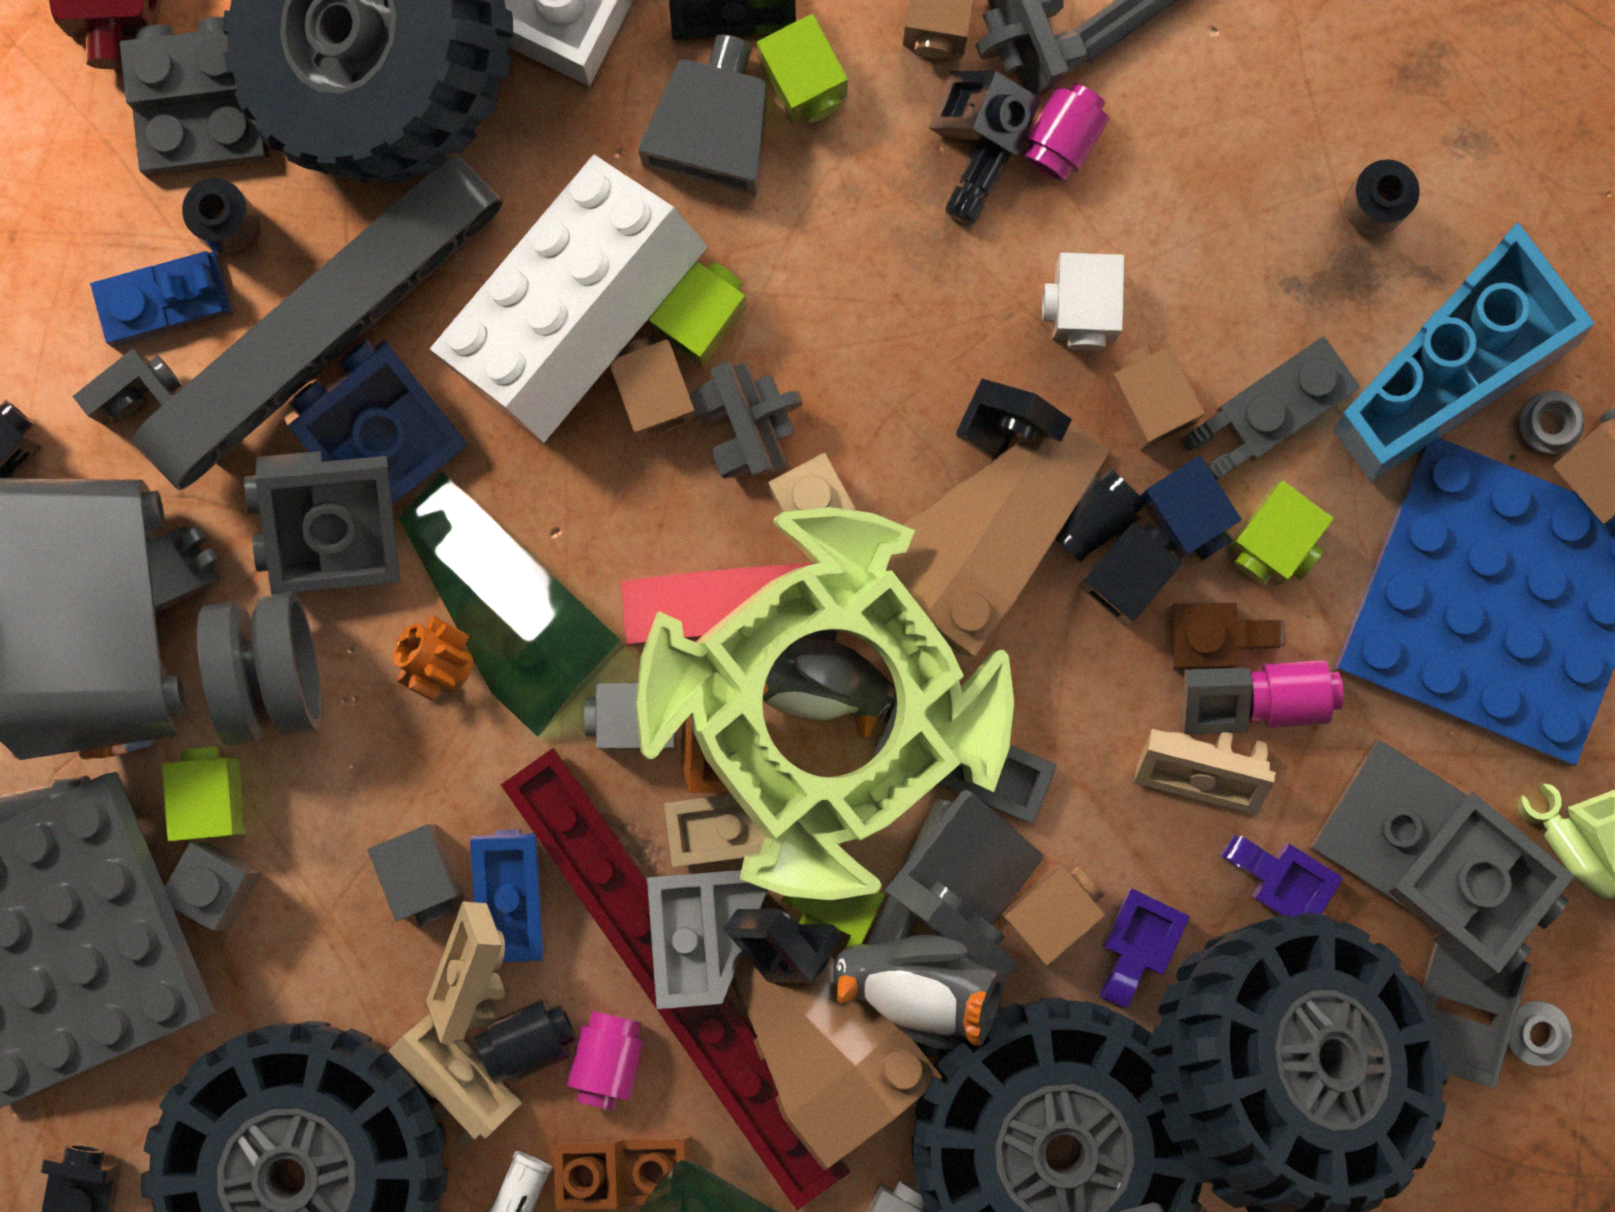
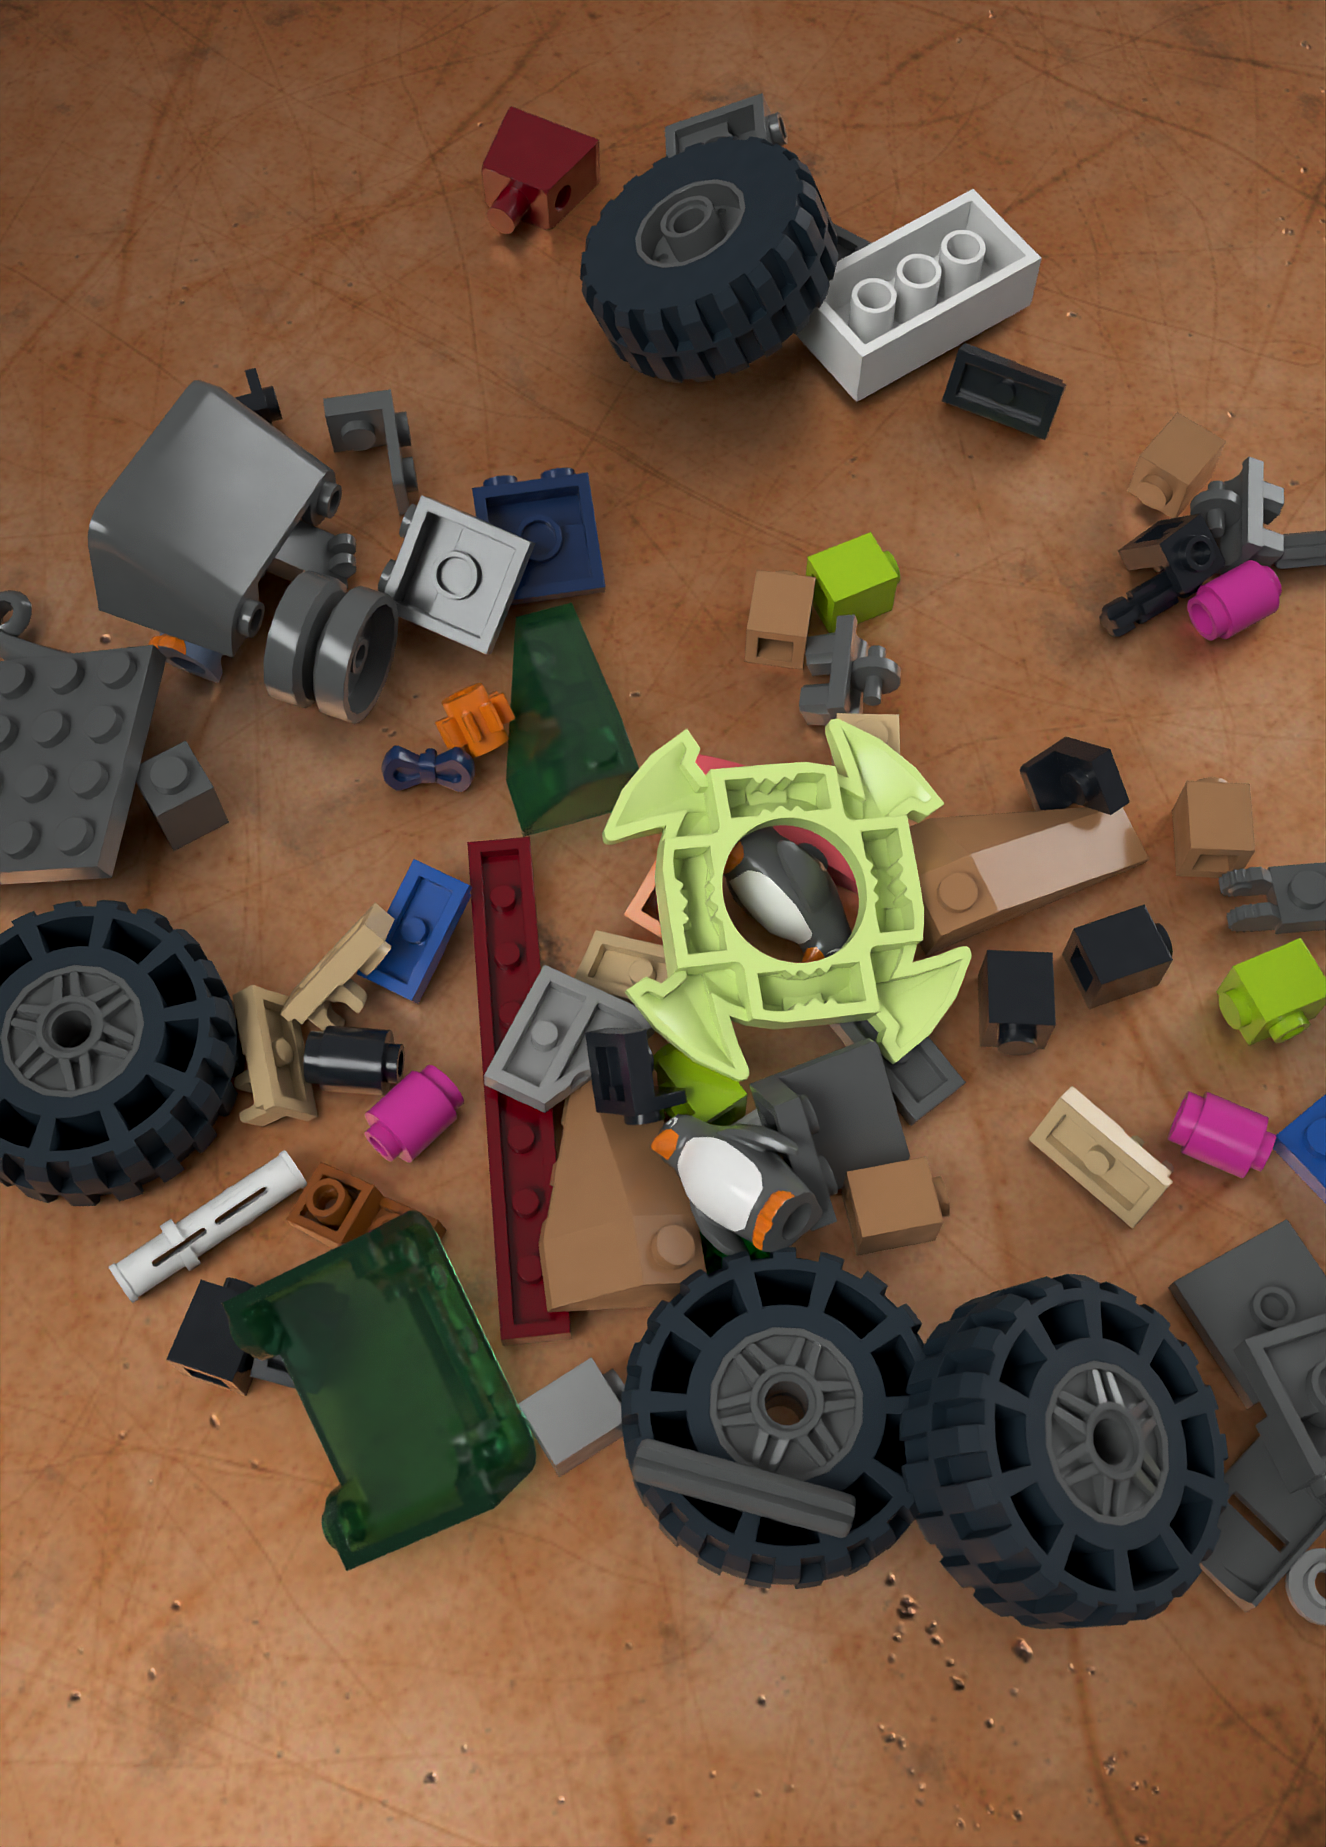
camera: 30 degrees right, 20 degrees down
(161, 298) = (438, 386): blue plate -> none
(186, 101) = (540, 274): dark grey plate -> none
(203, 796) = (223, 729): lime brick -> none
(229, 231) = (517, 345): black brick -> none
(316, 322) = (540, 434): dark grey beam -> none
(395, 738) = (406, 769): none -> dark blue piece
(416, 875) = (350, 873): dark grey brick -> none
(569, 297) = (753, 510): white brick -> none
(613, 718) = (612, 868): light grey brick -> none
(710, 120) = (938, 460): dark grey torso -> none
(803, 70) = (1036, 458): lime brick -> none
(1064, 668) = (1016, 1001): none -> black brick
(1085, 300) = (1188, 725): white brick -> none
(1101, 514) = (1114, 893): black cone -> none
(1143, 937) = (960, 1272): dark purple plate -> none
(1192, 510) = (1202, 930): dark blue brick -> none
(1210, 635) = (1167, 1050): reddish brown plate -> none
(1216, 700) = (1146, 1101): dark grey plate -> none
(1288, 882) = (1110, 1263): dark purple plate -> none

